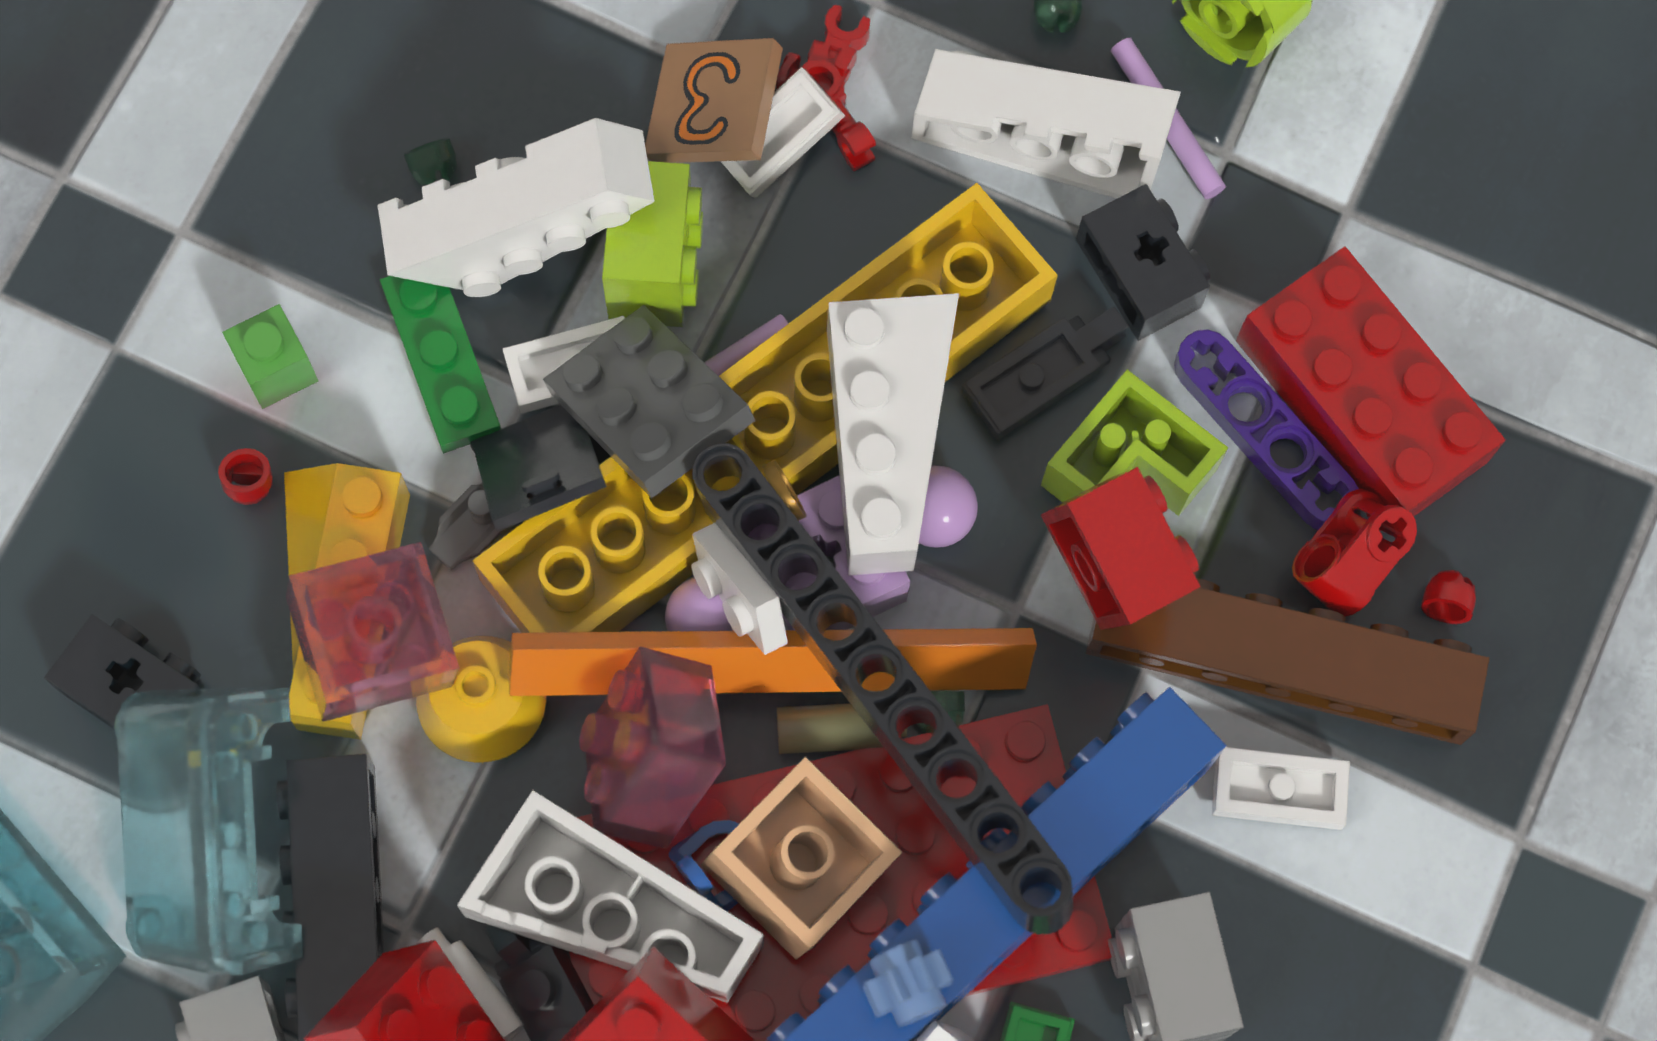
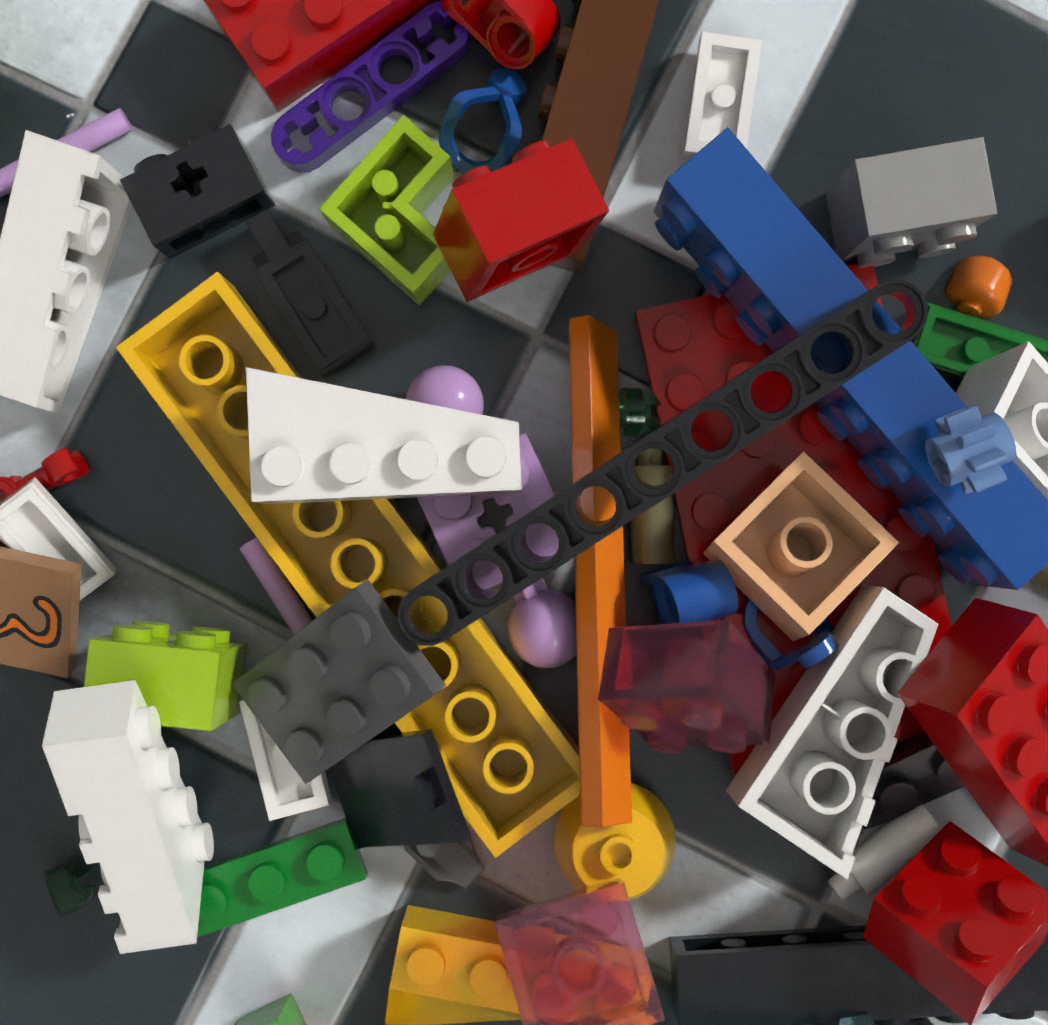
camera: 80 degrees left, 15 degrees up
(745, 595) = (557, 591): white plate -> none
(749, 756) = (692, 592): none -> blue piece
(783, 488) = (441, 552): pearl gold piece -> none
(1275, 559) = (502, 86): none -> blue piece

